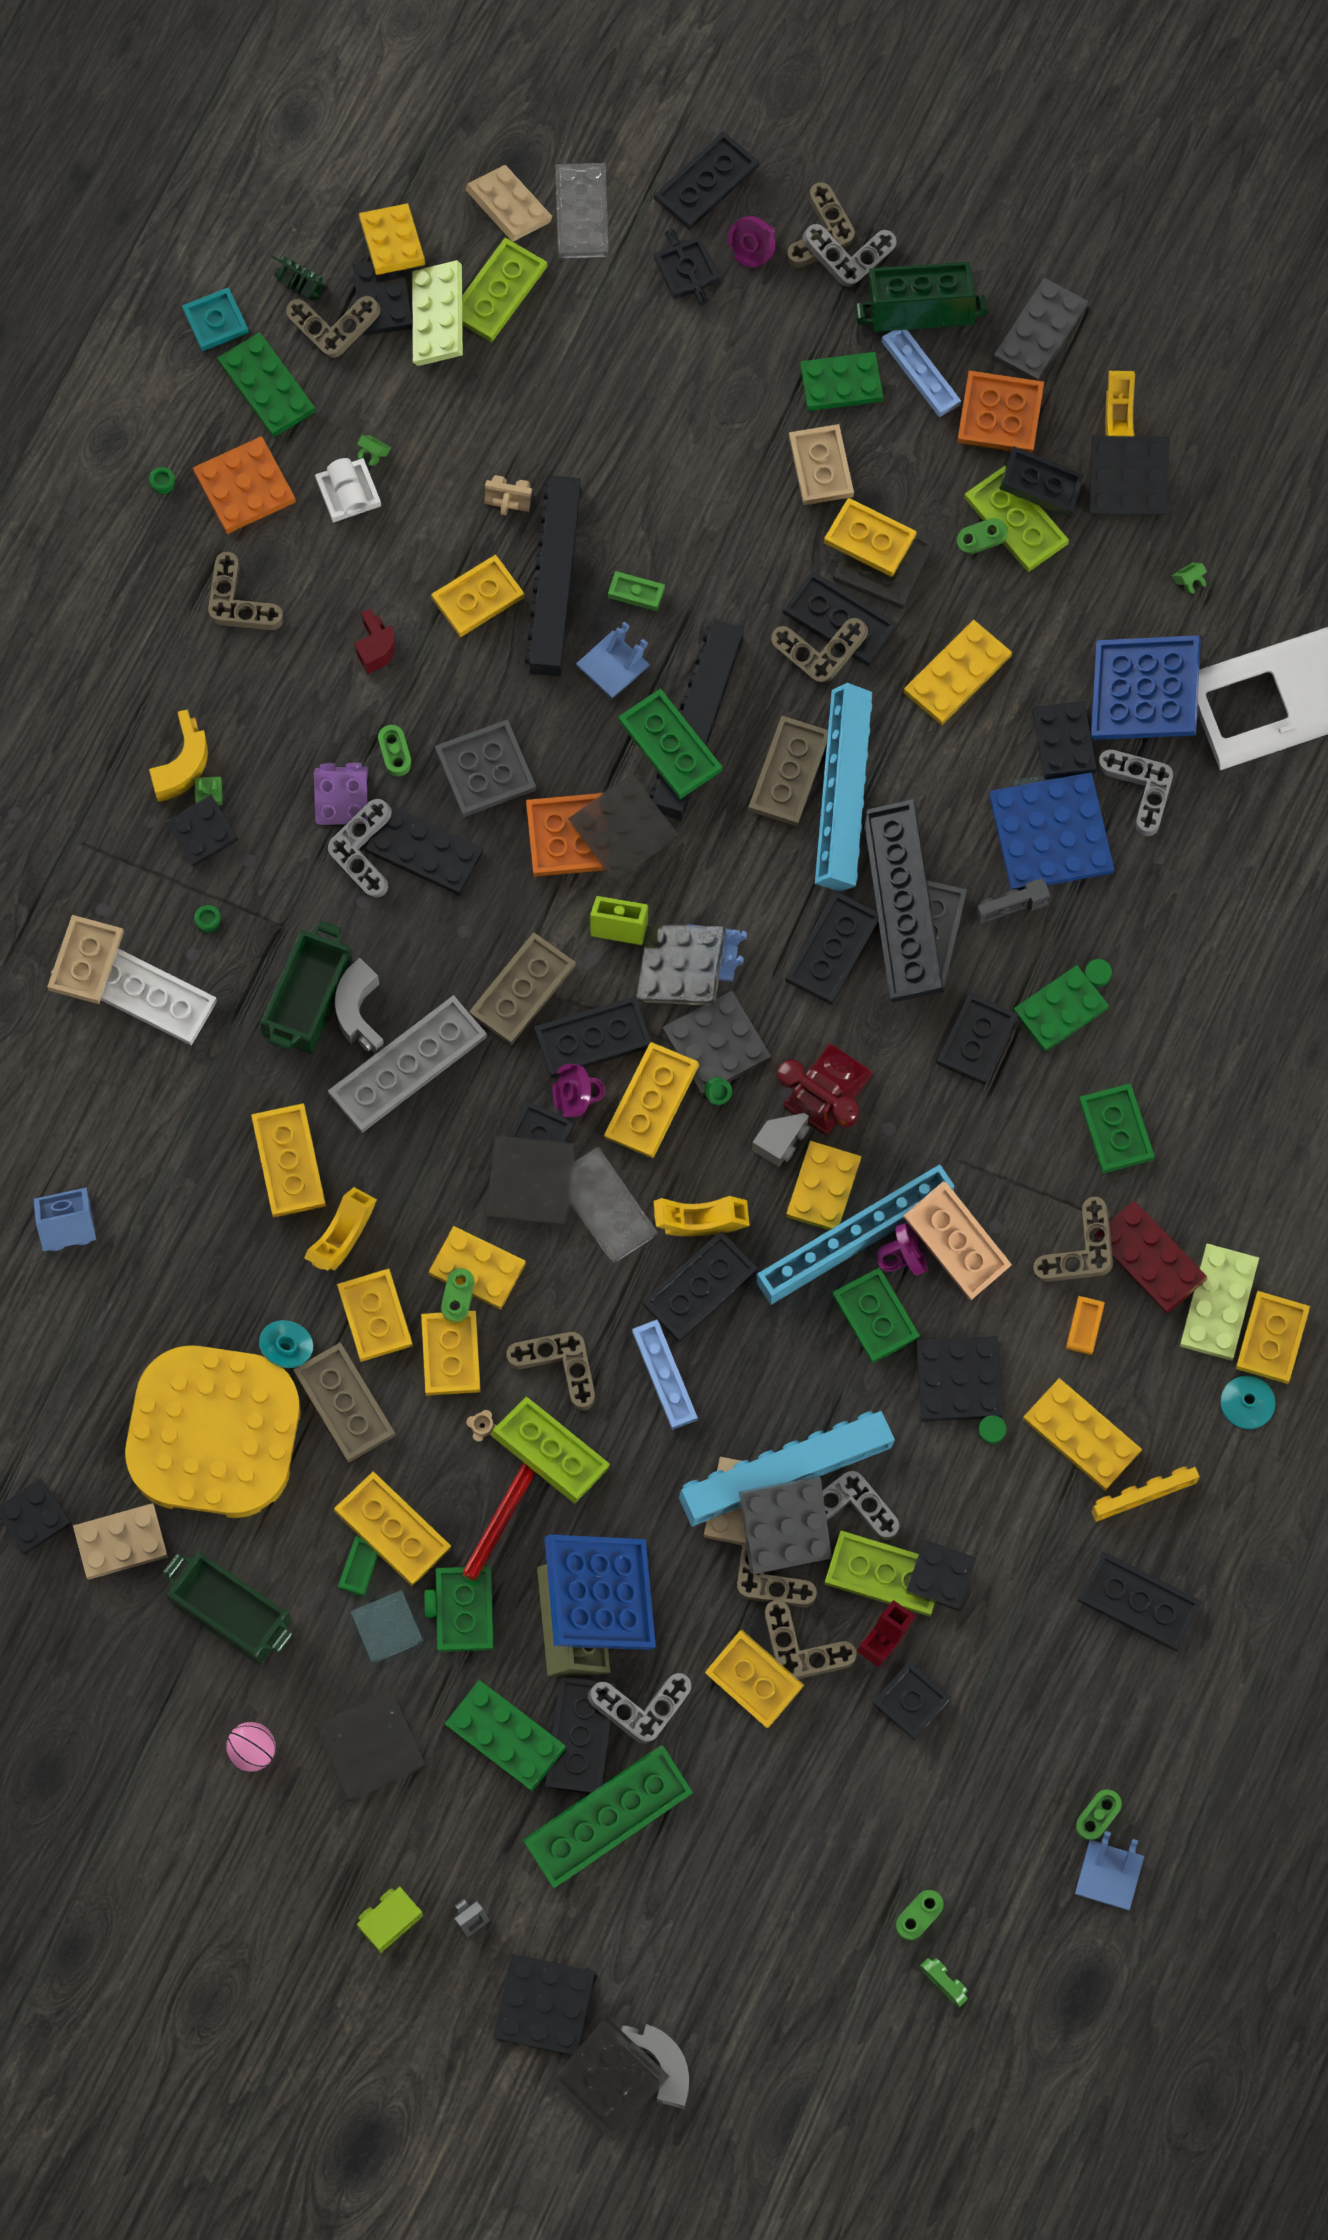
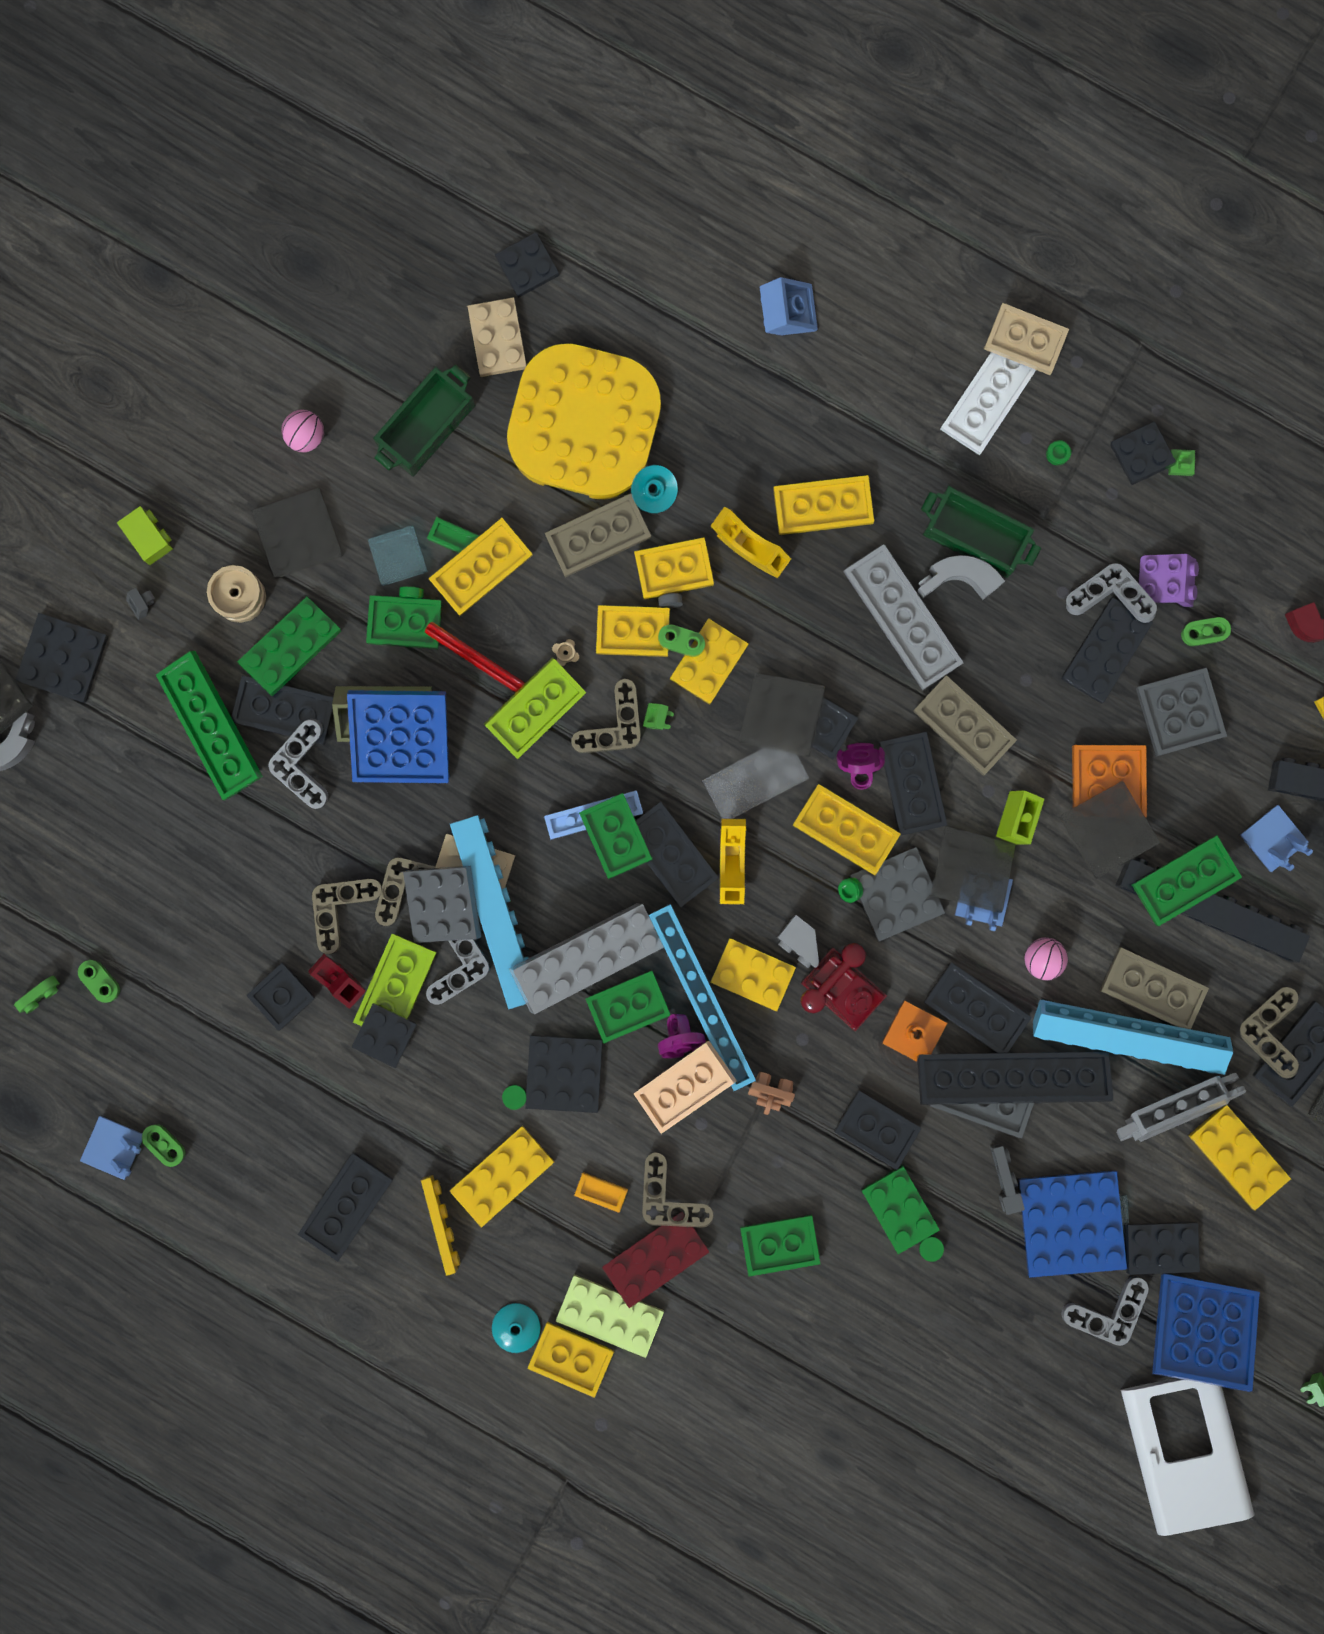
camera: 95 degrees right, 15 degrees up
(180, 774) = (1198, 436): yellow arch -> none
(412, 1314) = (670, 600): none -> dark grey tile
(455, 1817) = (222, 594): none -> tan wheel
(546, 1316) = (656, 716): none -> bright green tile
(686, 1343) = (615, 836): none -> green plate
(754, 1678) = (313, 863): yellow plate -> none
(770, 880) = (1046, 958): none -> bright pink piece
(827, 1359) = (586, 958): none -> light grey brick
(866, 1012) = (913, 1031): none -> orange tile
(914, 733) = (1180, 1108): none -> light grey hinge
(956, 1151) = (769, 1096): none -> nougat hips

